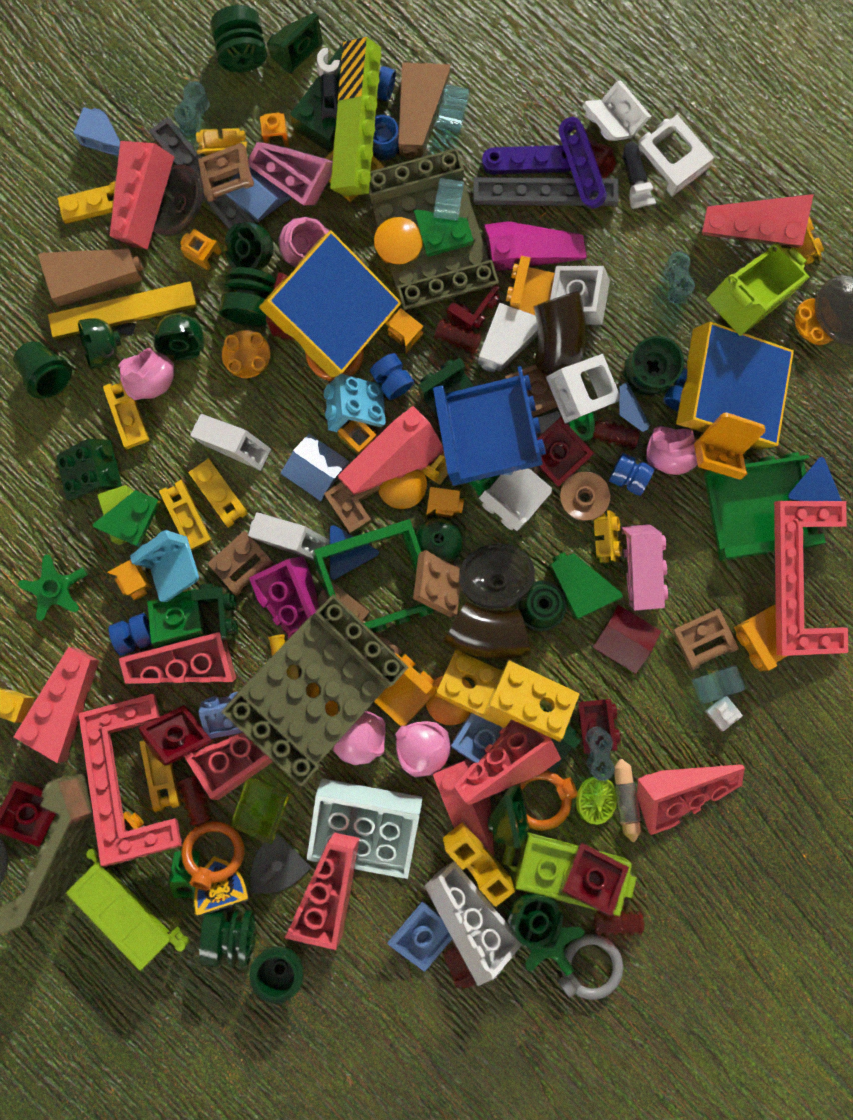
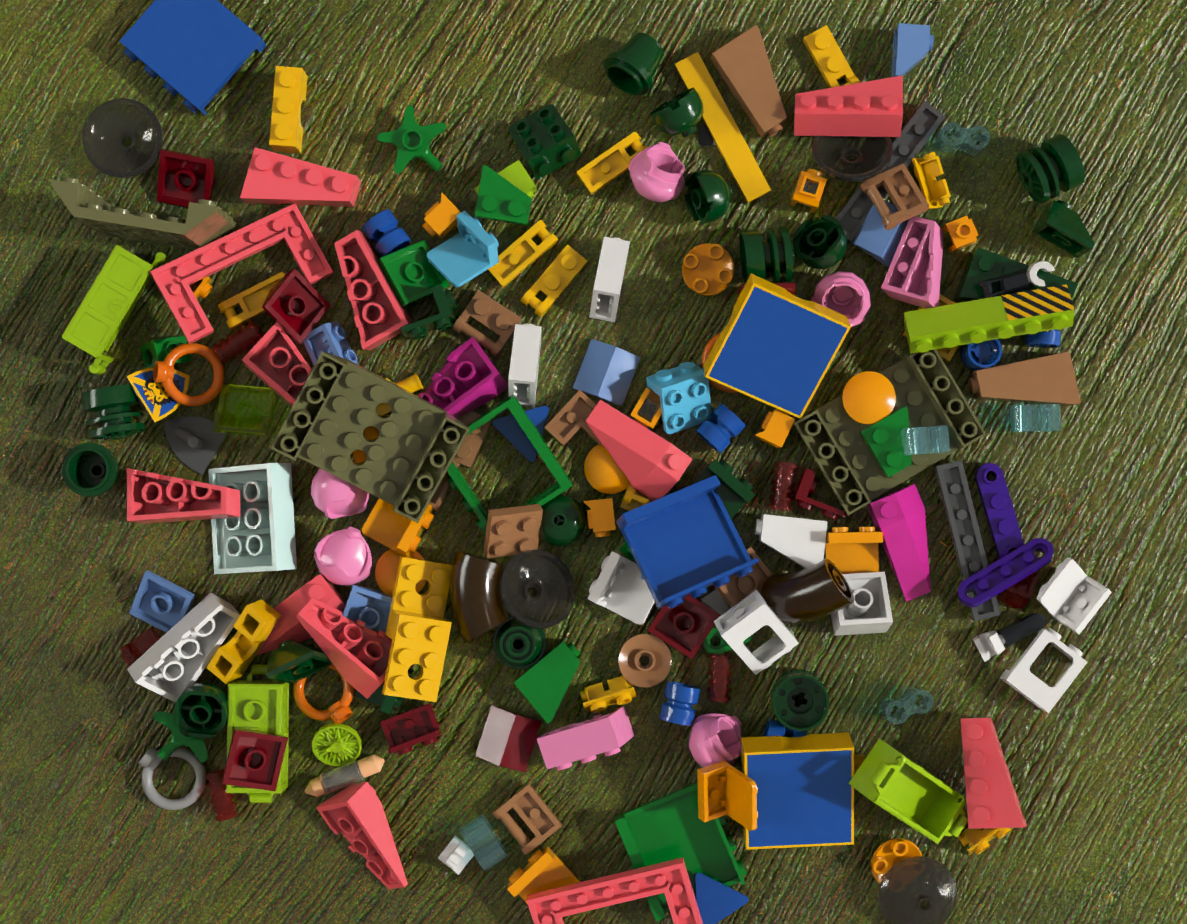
camera: 75 degrees right, 5 degrees up
(600, 753) = (382, 736): clear light blue axle -> none
(631, 409) = (747, 687): medium blue slope -> none

